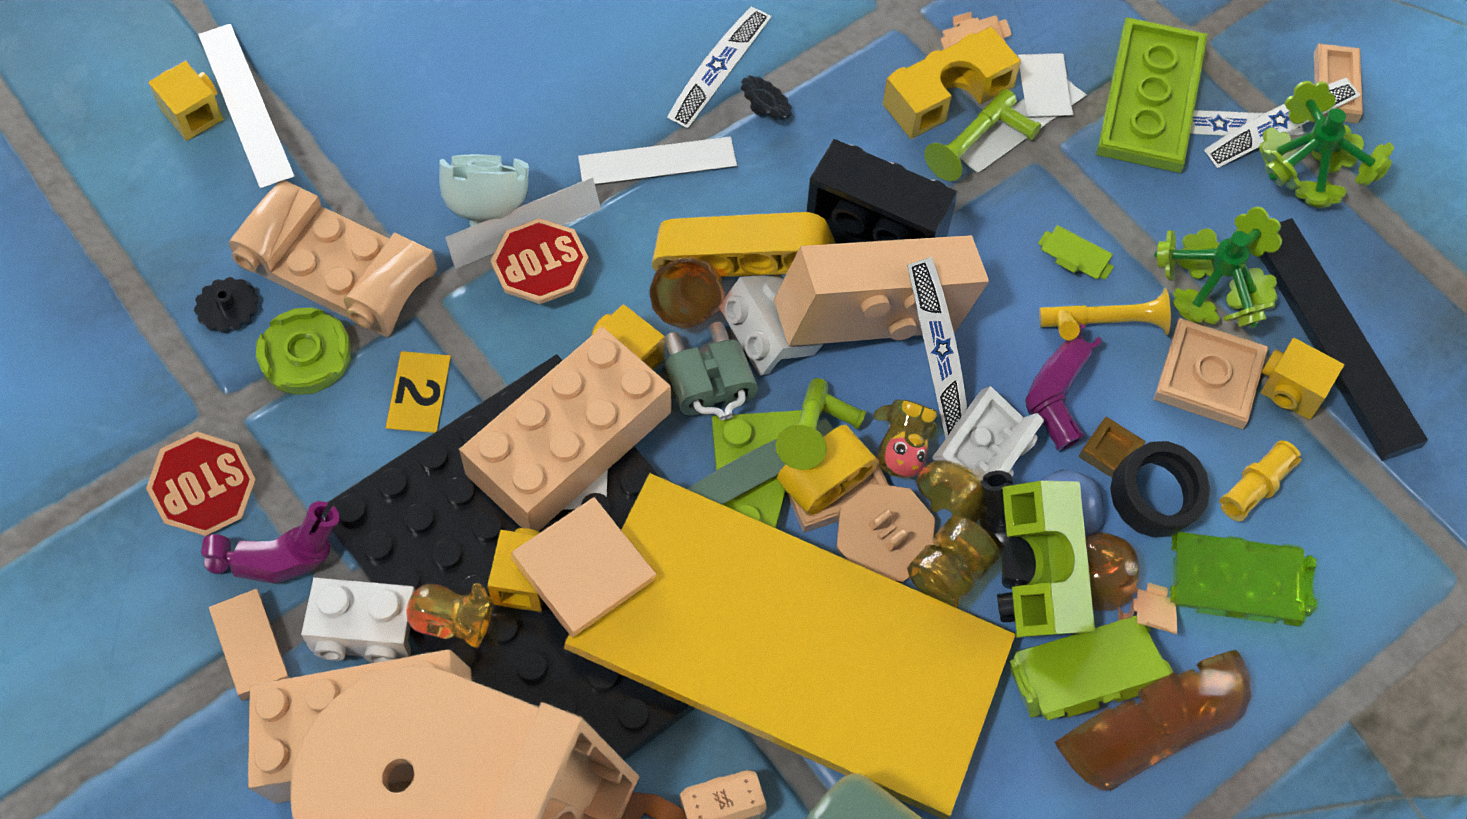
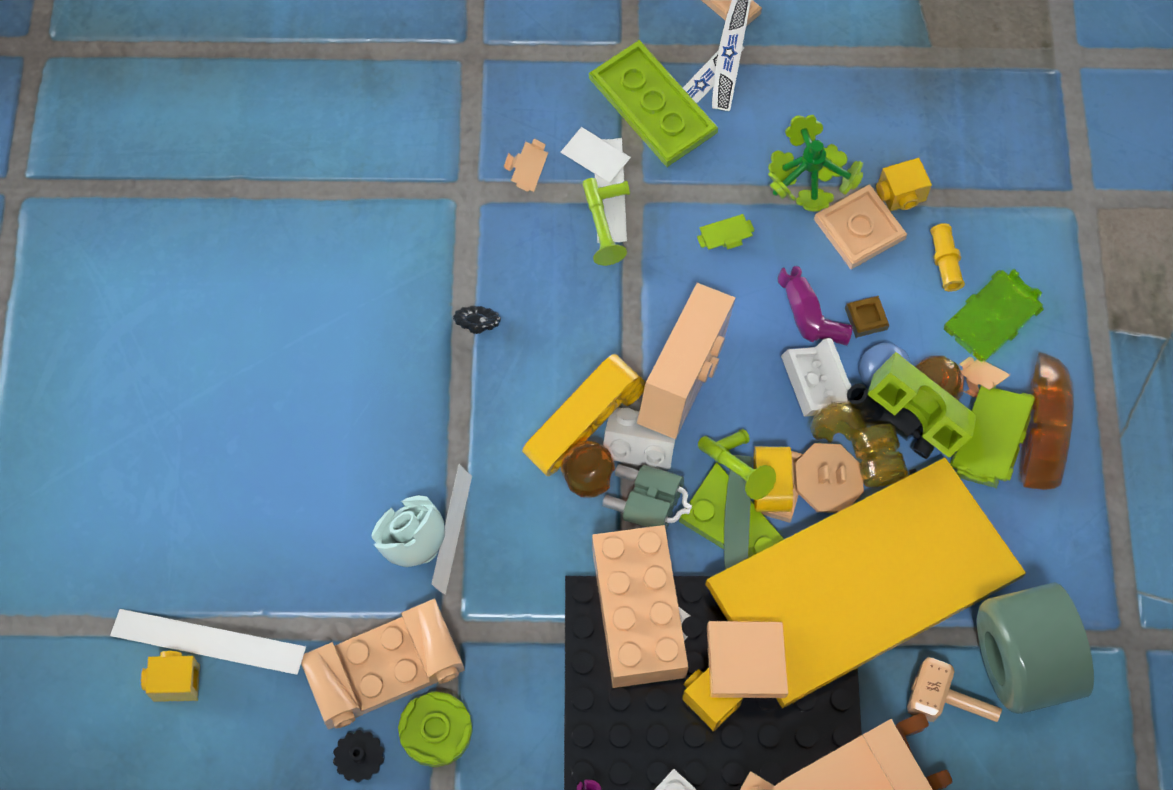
camera: 50 degrees left, 5 degrees up
(418, 392) = (520, 678): yellow sticker -> none
(444, 613) = (706, 762): clear yellow animal -> none
(539, 261) = (491, 539): piece -> none
(635, 334) = (589, 522): yellow brick -> none
(658, 160) = (463, 417): white sticker -> none
(717, 66) = (421, 328): white sticker -> none
(876, 198) = (622, 316): black brick -> none
(907, 438) = (783, 422): animal -> none
(939, 342) = (748, 356): white sticker -> none
(976, 63) = (557, 181): yellow arch -> none
(1070, 317) = (768, 271): yellow piece -> none
(1187, 472) = (926, 294): black tyre -> none
(1329, 144) = (774, 42): lime plant -> none
(1335, 333) = (897, 145): black tile -> none

